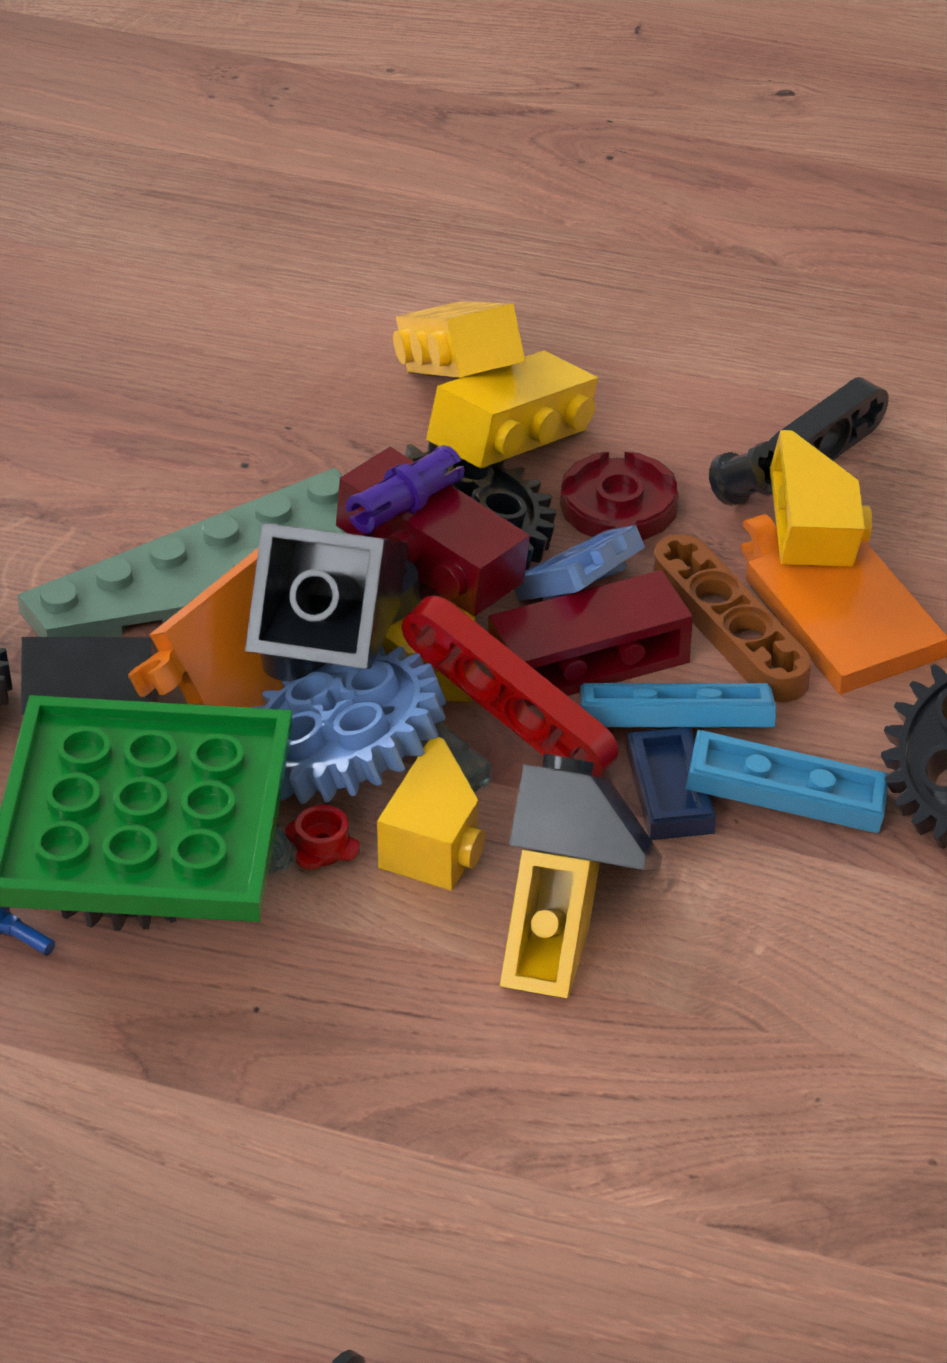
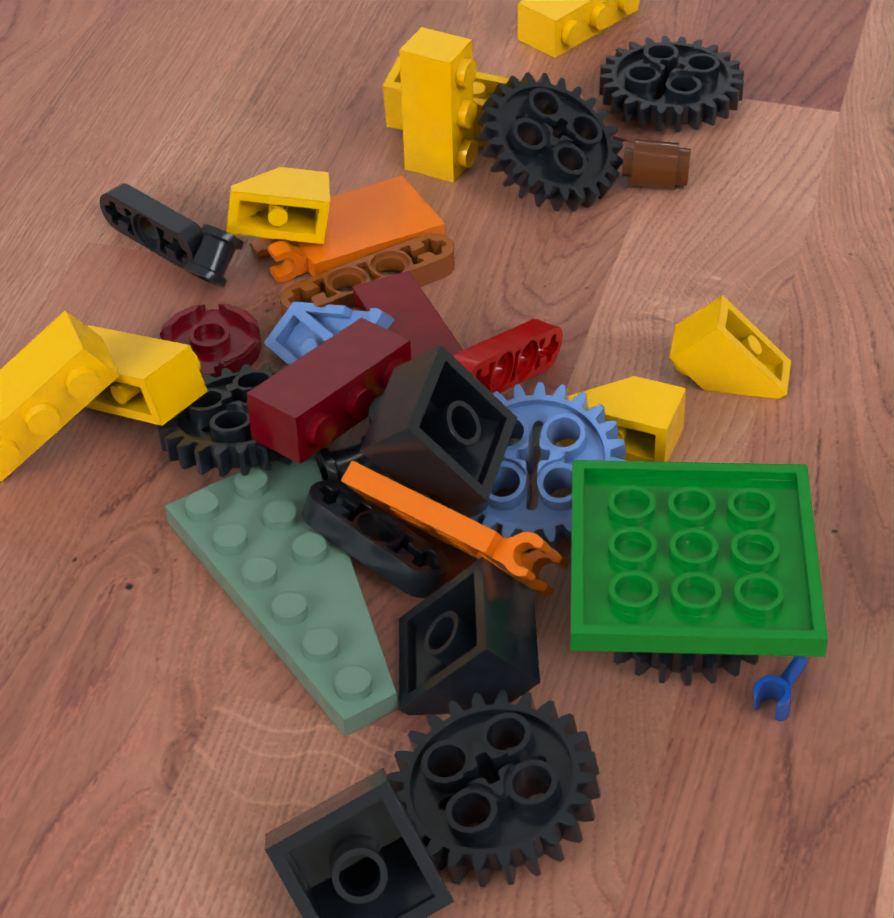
camera: 90 degrees left, 0 degrees up
(405, 489) = (341, 374): dark purple pin -> none
(578, 816) = (652, 322): slope -> none
(660, 773) = (571, 309): dark blue tile -> none
(680, 704) = (480, 295): dark azure tile -> none
(787, 781) = (561, 250): dark azure tile -> none

